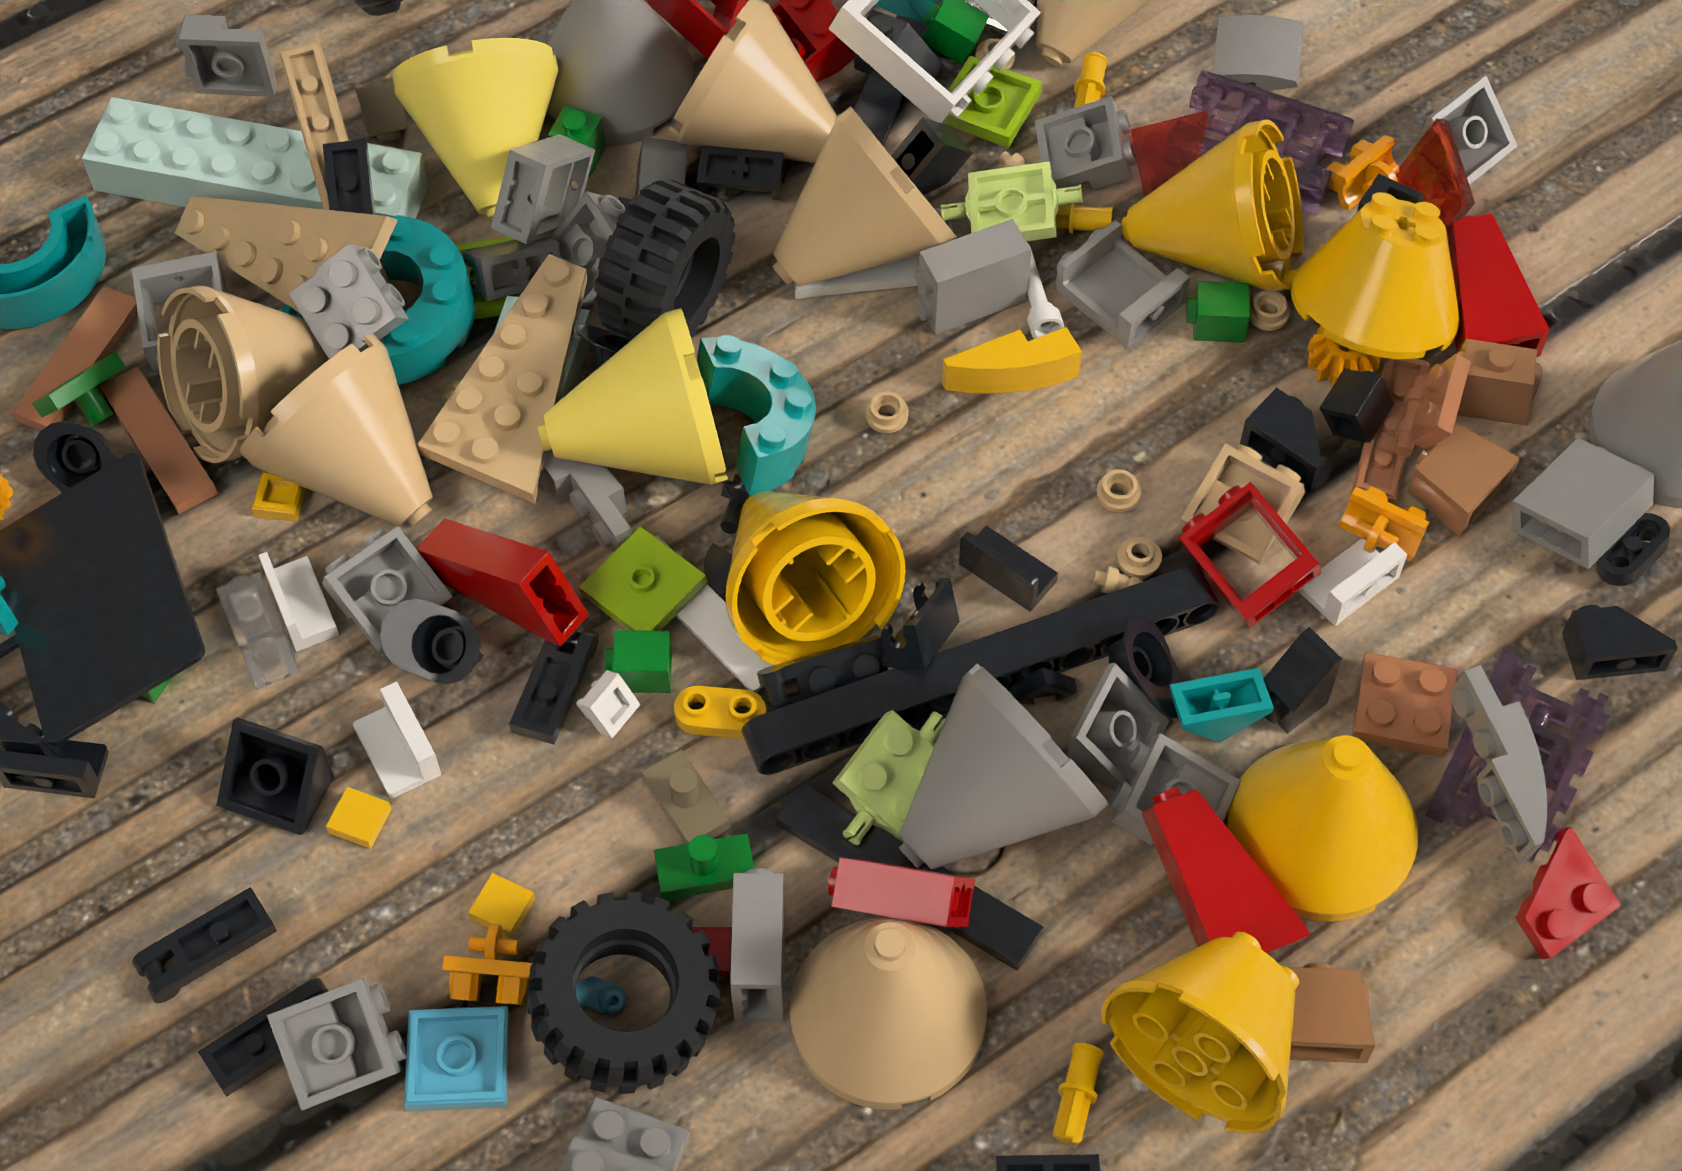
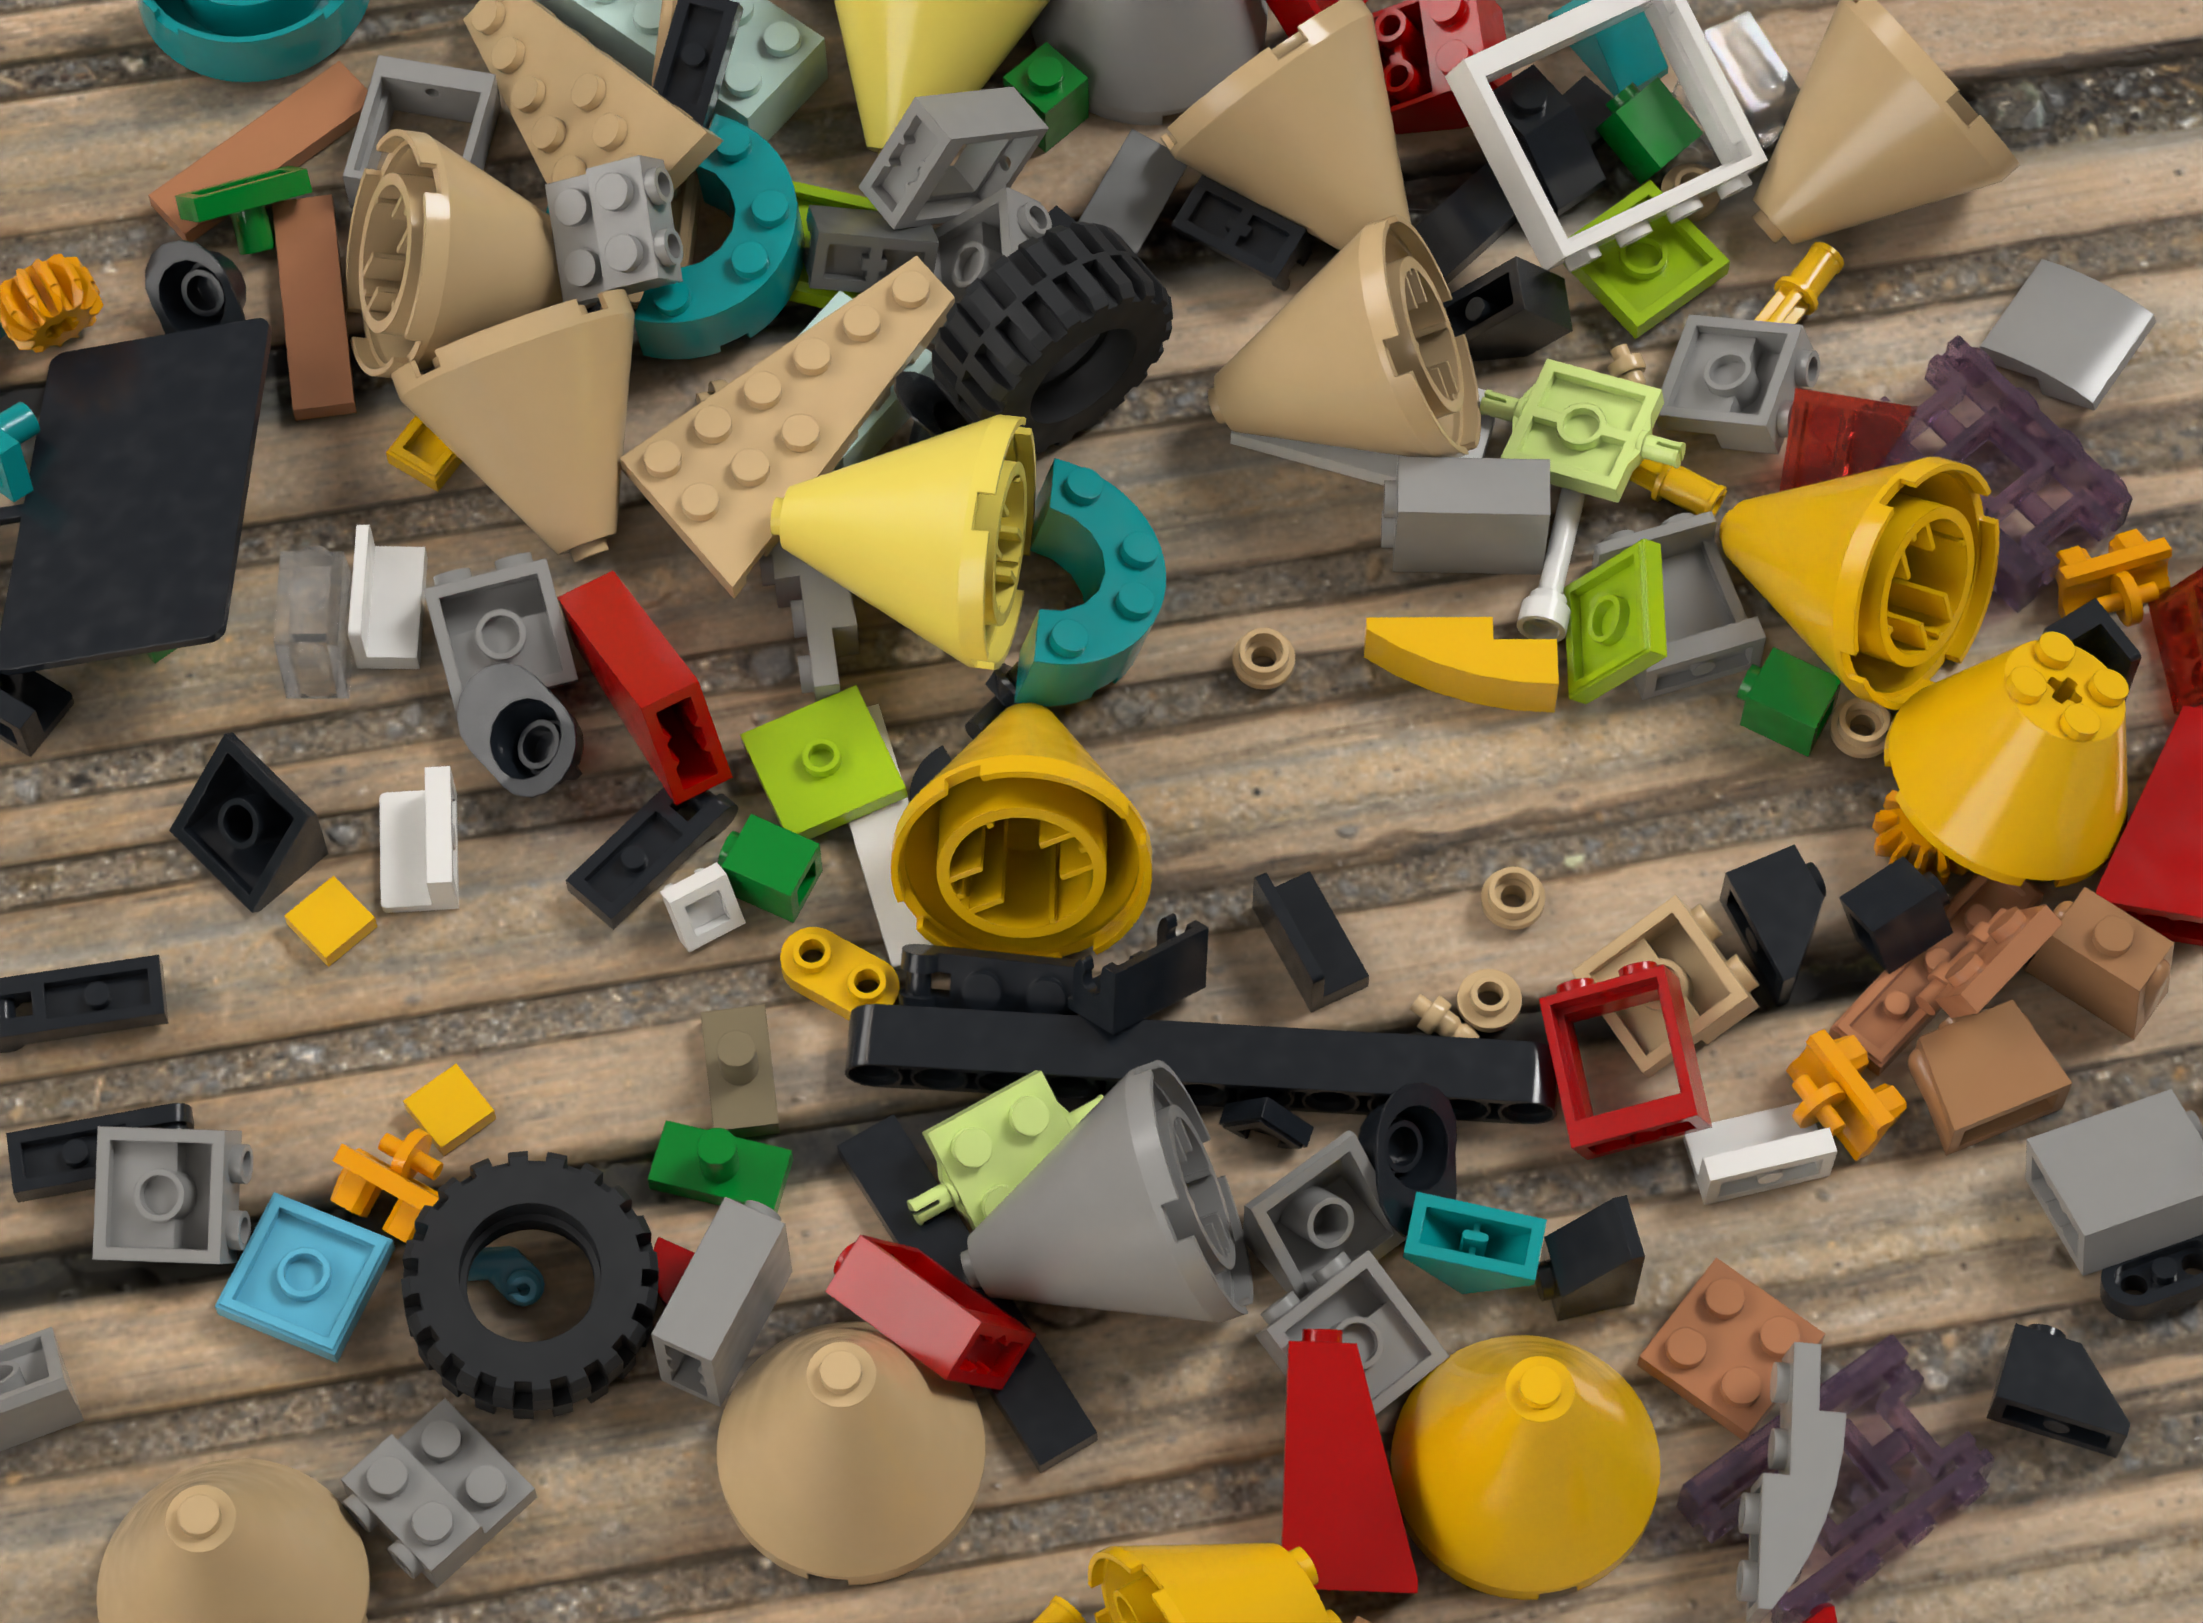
camera: 25 degrees right, 5 degrees up
(1096, 302) = (1615, 621): none -> lime plate

